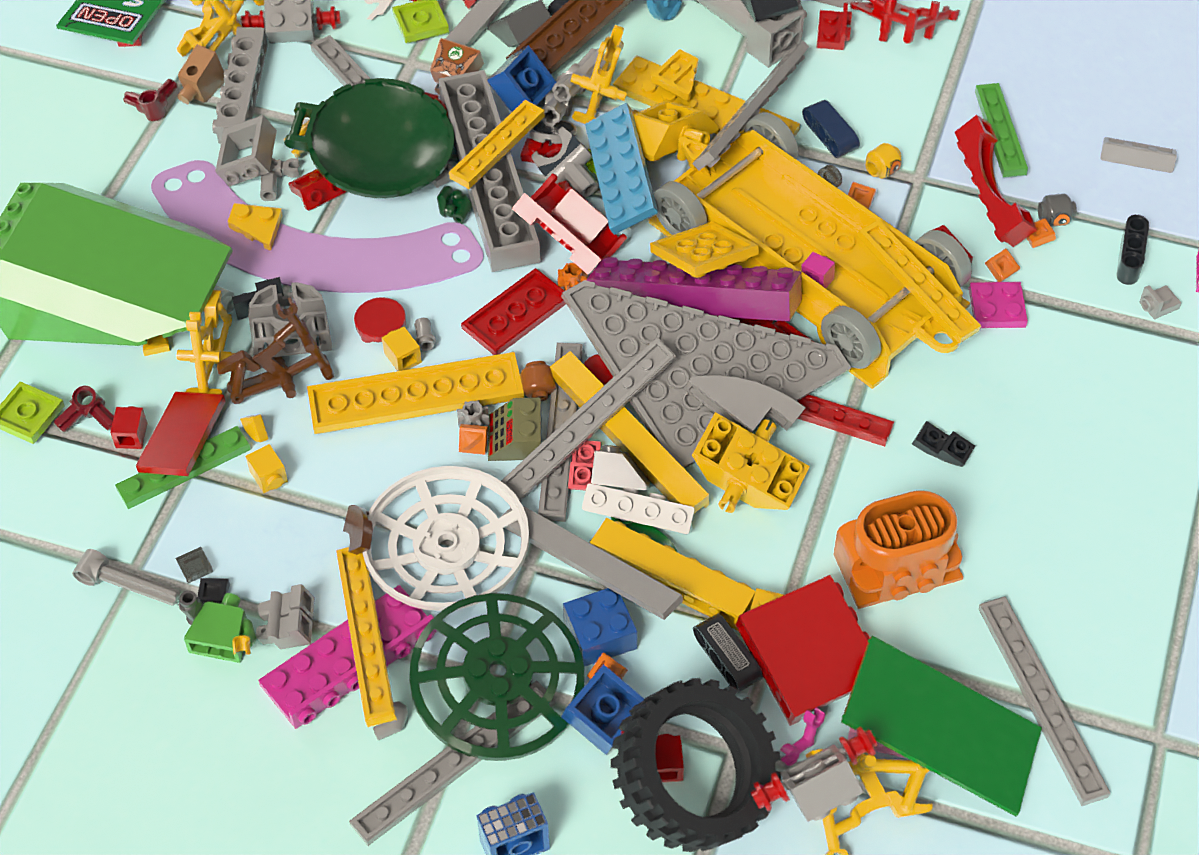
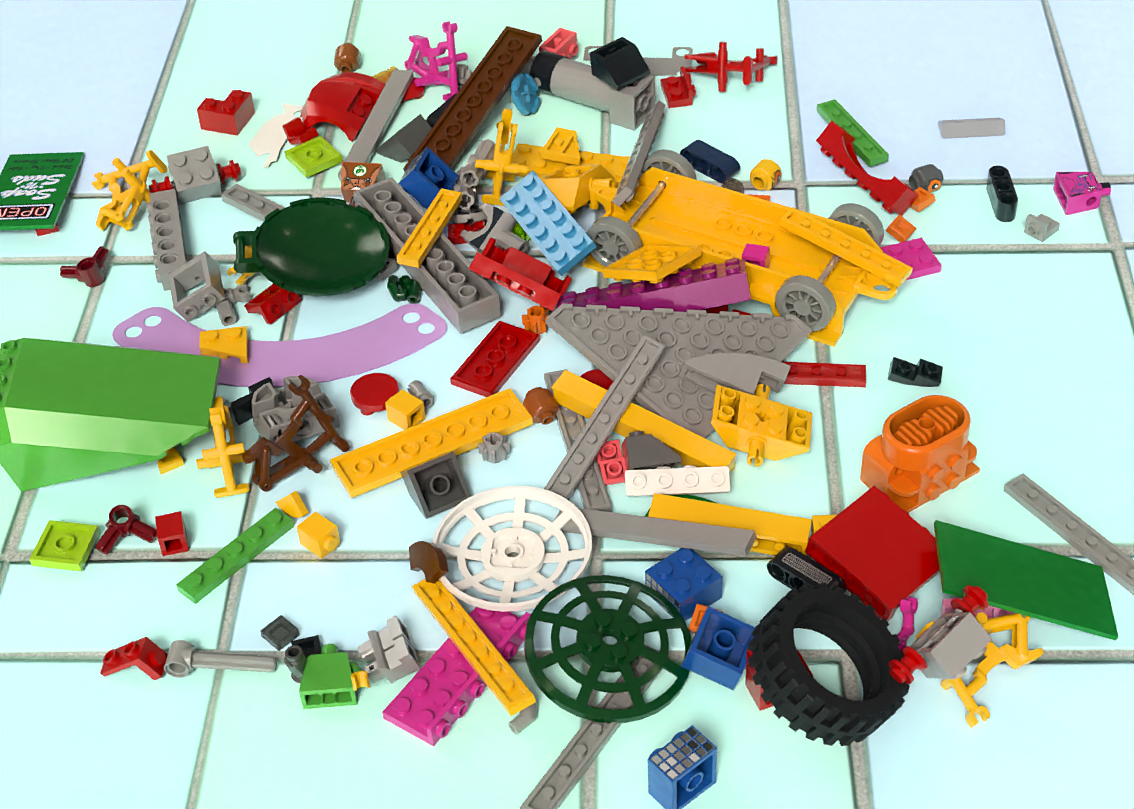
camera: 15 degrees left, 10 degrees down
(53, 553) = (141, 653): none -> red bracket
(181, 433) = (225, 526): red tile -> none
(200, 75) = (129, 237): medium nougat torso -> none
(401, 444) = (436, 484): none -> dark grey slope
(473, 439) = (501, 465): orange tile -> none
(514, 429) = (537, 448): olive slope -> none

